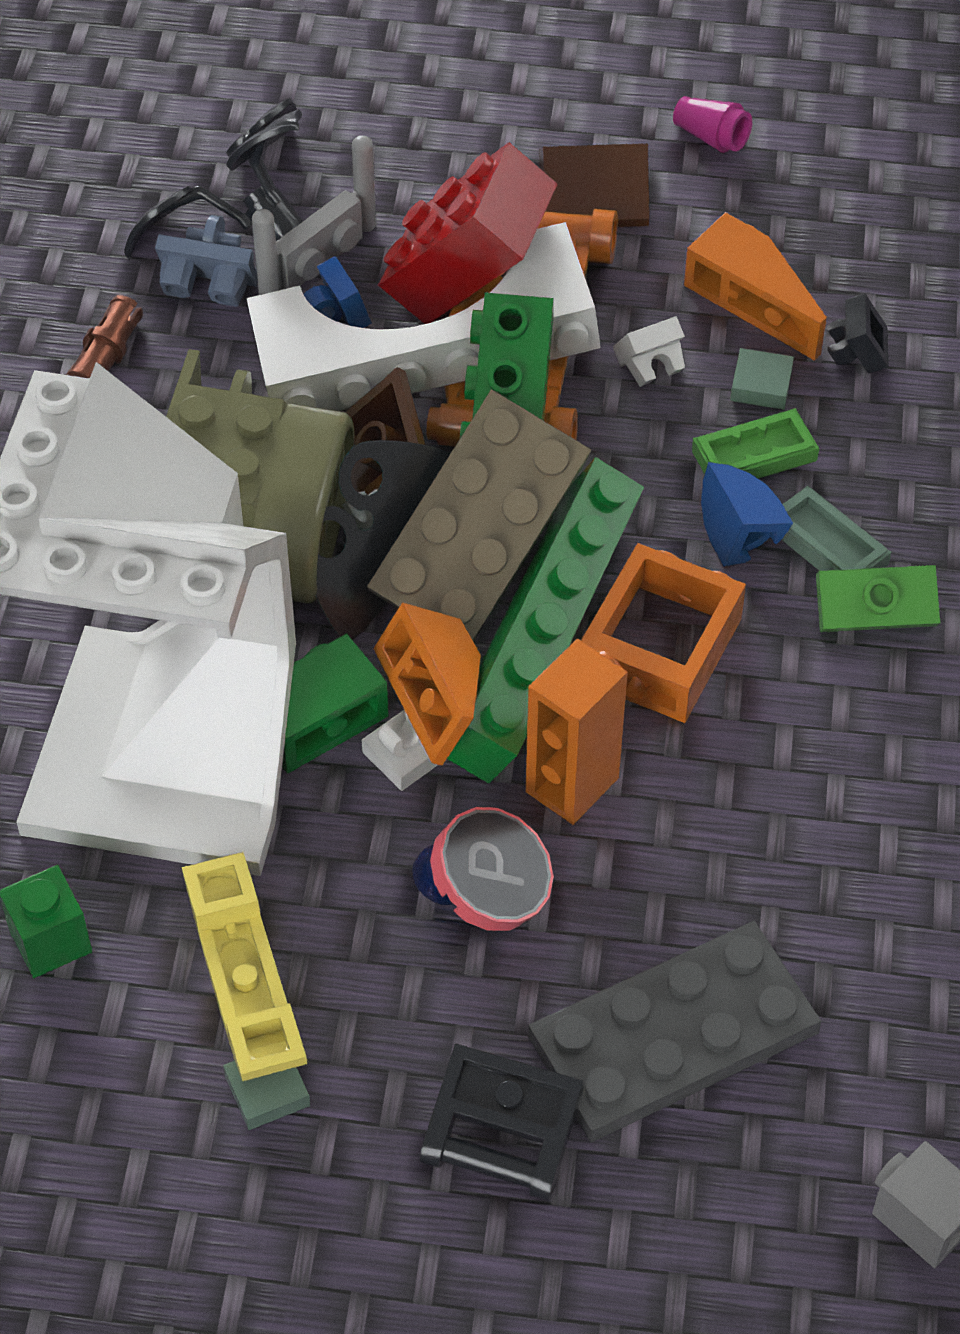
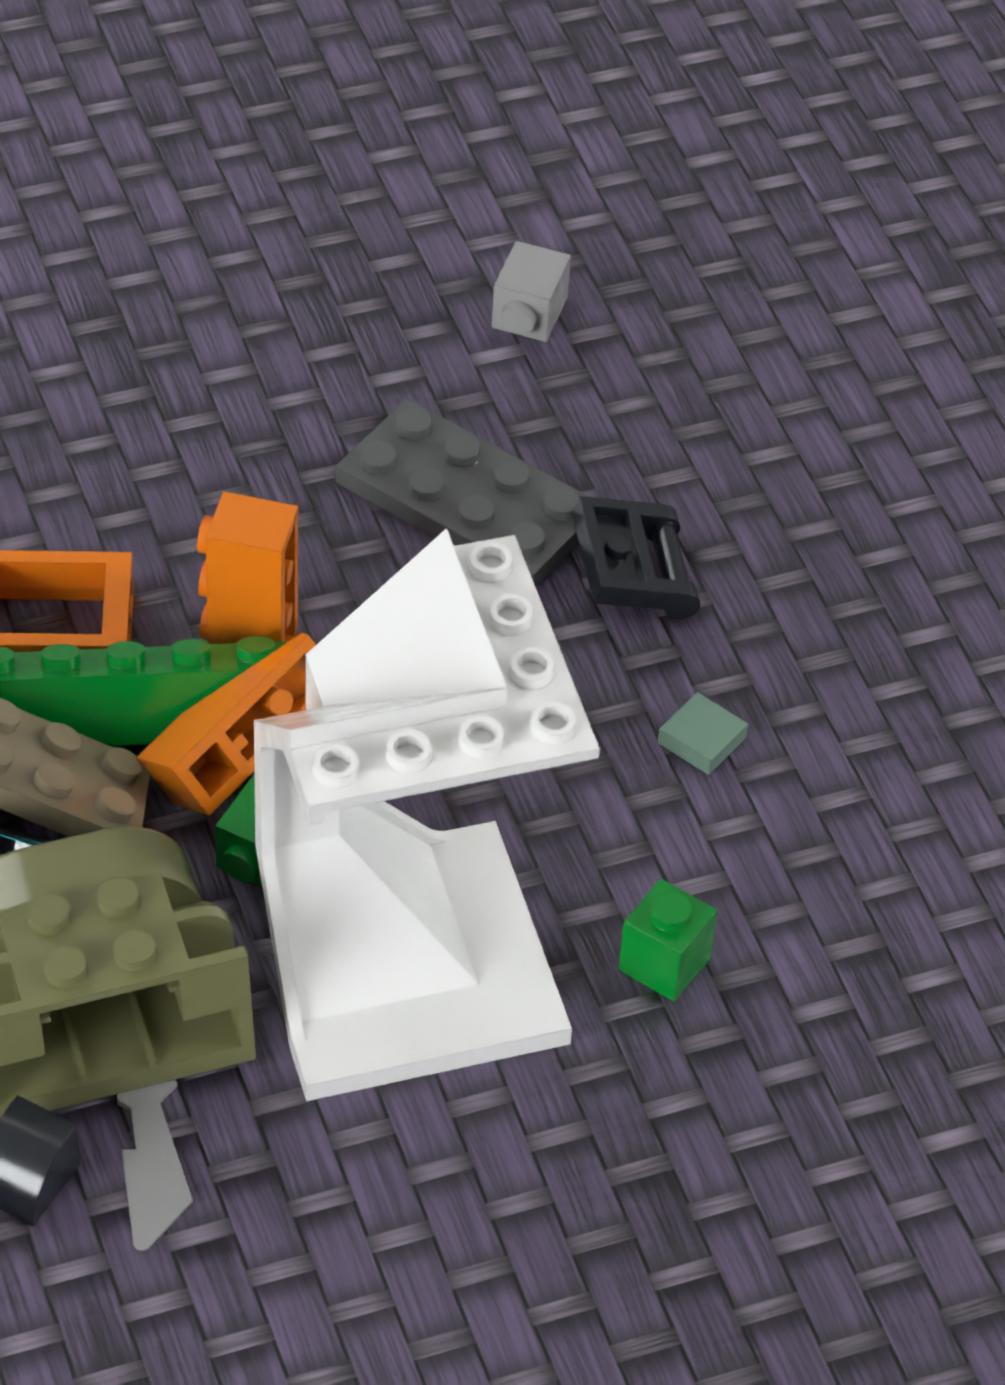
camera: 120 degrees left, 5 degrees down
(242, 967) = (620, 783): light yellow slope -> none

